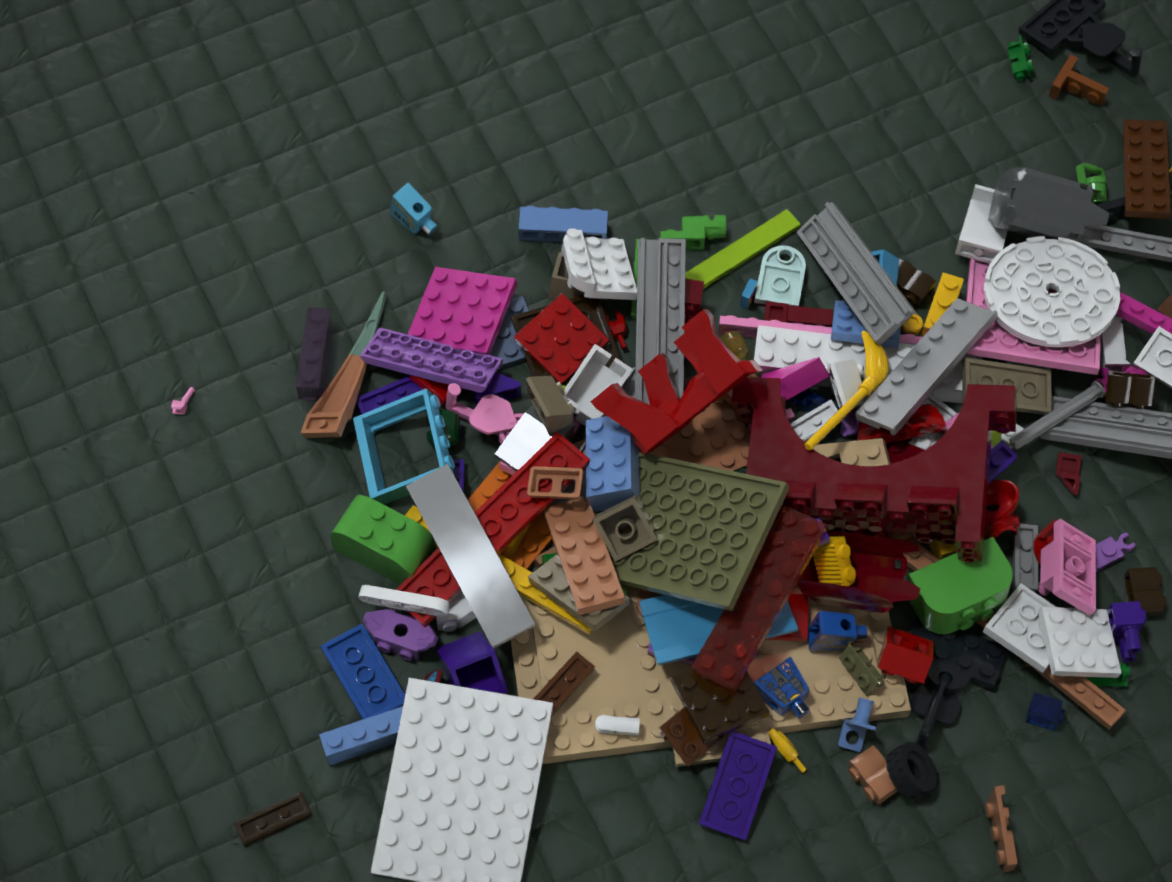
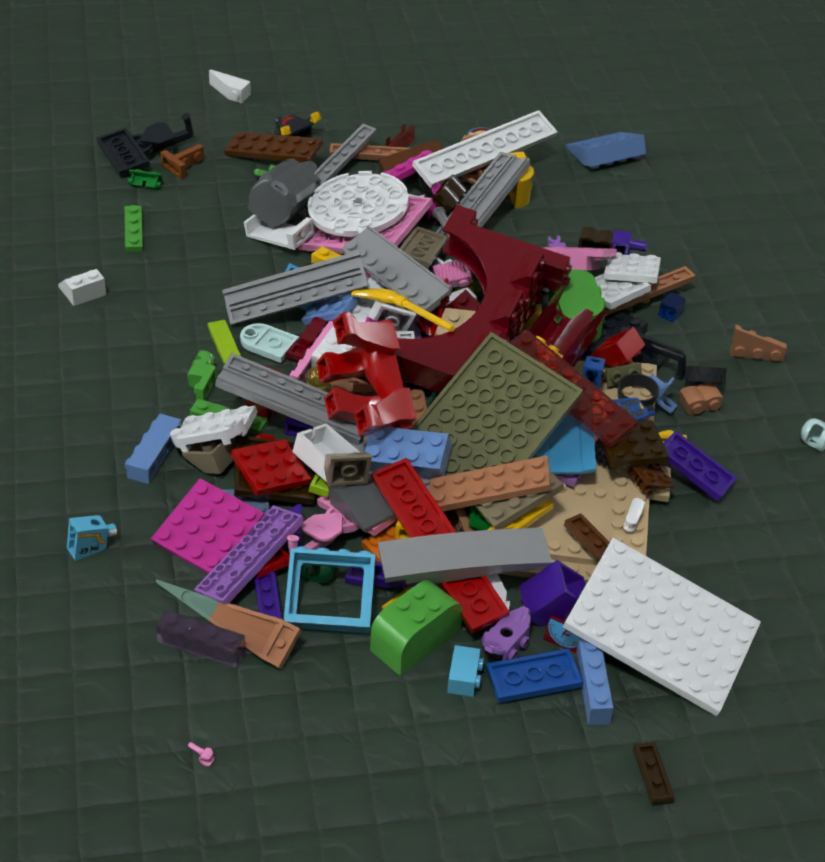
camera: 75 degrees left, 20 degrees down
(343, 606) = (463, 671): none -> medium azure brick
(403, 600) = (486, 615): white beam -> none
(557, 475) = (413, 480): nougat piece -> none
(625, 527) = (473, 450): dark tan slope -> none
(748, 293) = (274, 359): dark azure tile -> none
(794, 69) = (84, 287): none -> white slope
(843, 671) = (639, 380): none -> black tyre
(925, 80) = (133, 229): none -> bright green plate

